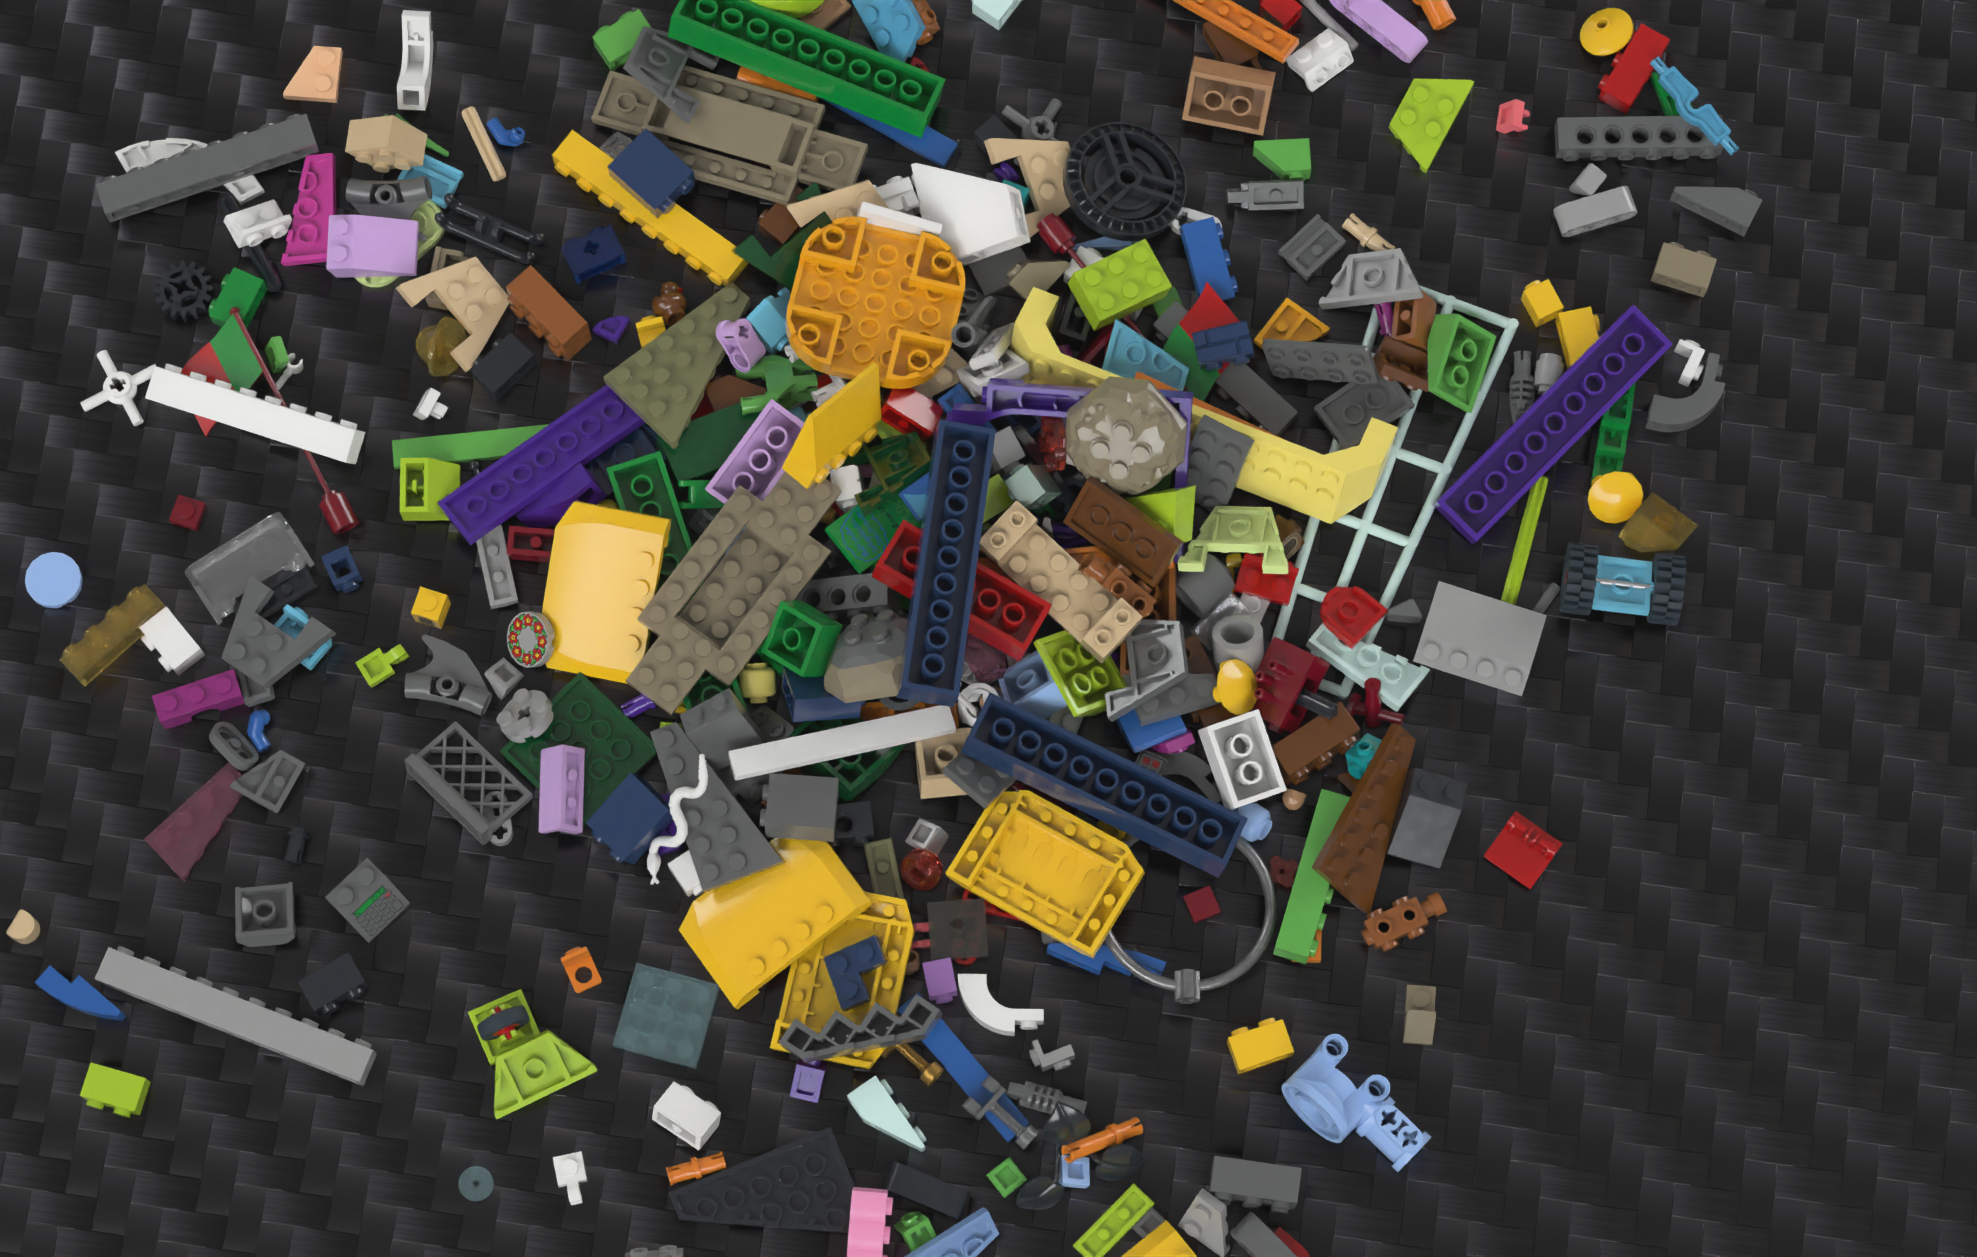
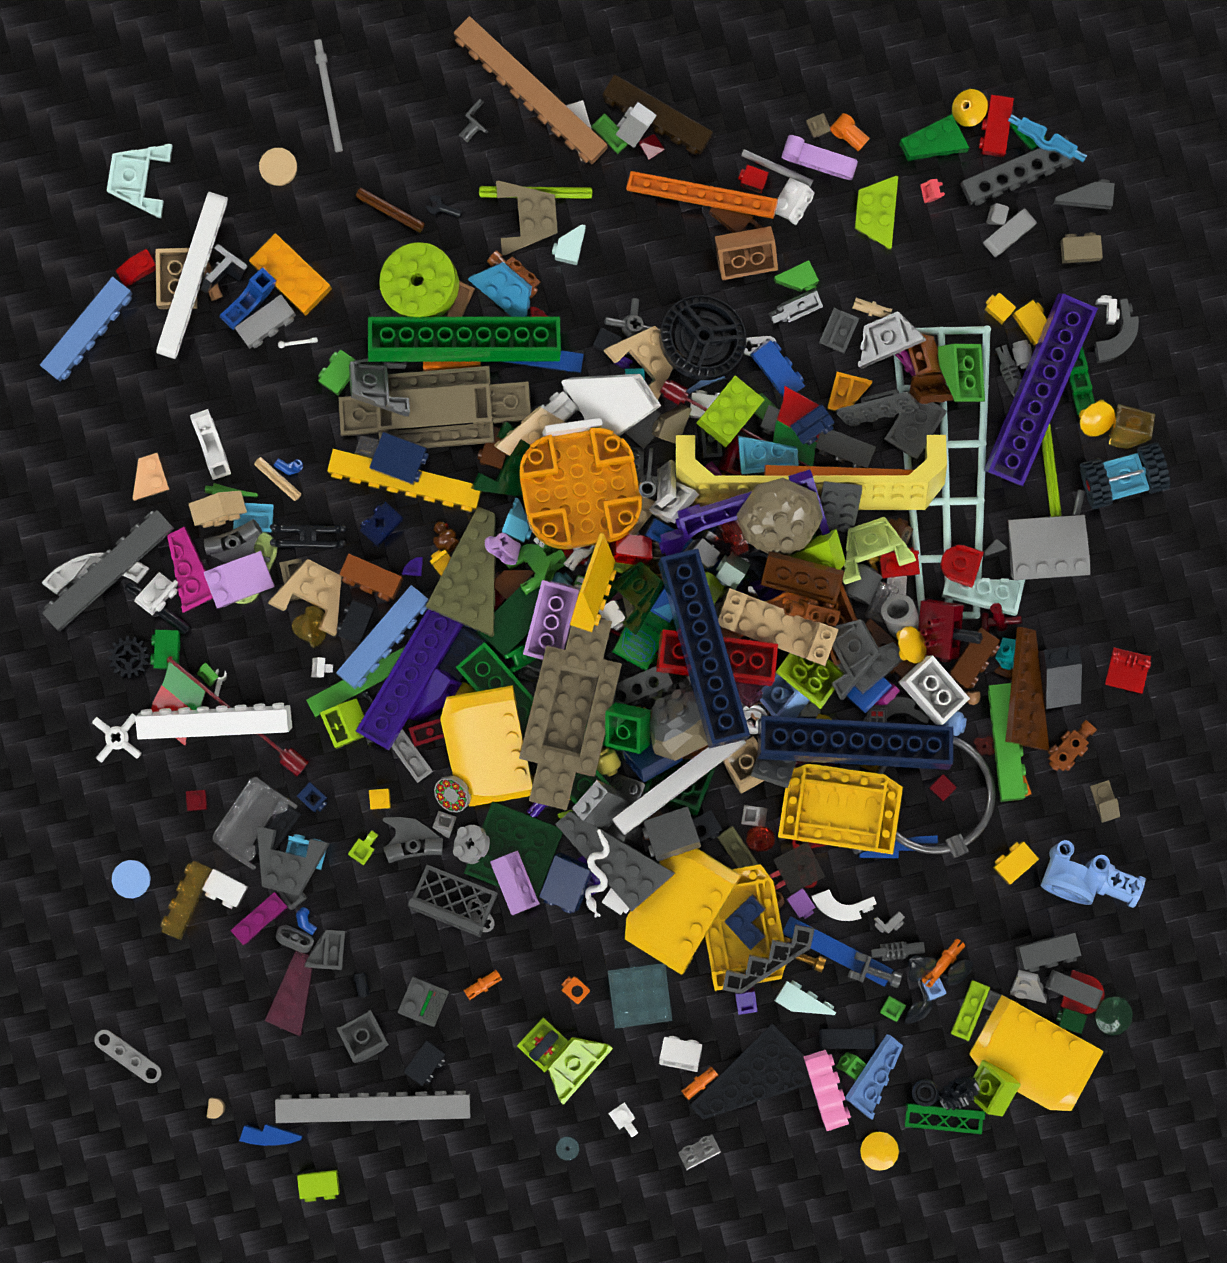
camera: 25 degrees left, 10 degrees up
(458, 912) = (482, 985): none -> orange pin
(528, 399) = (383, 637): none -> medium blue brick
(1542, 54) = (935, 140): none -> green wedge

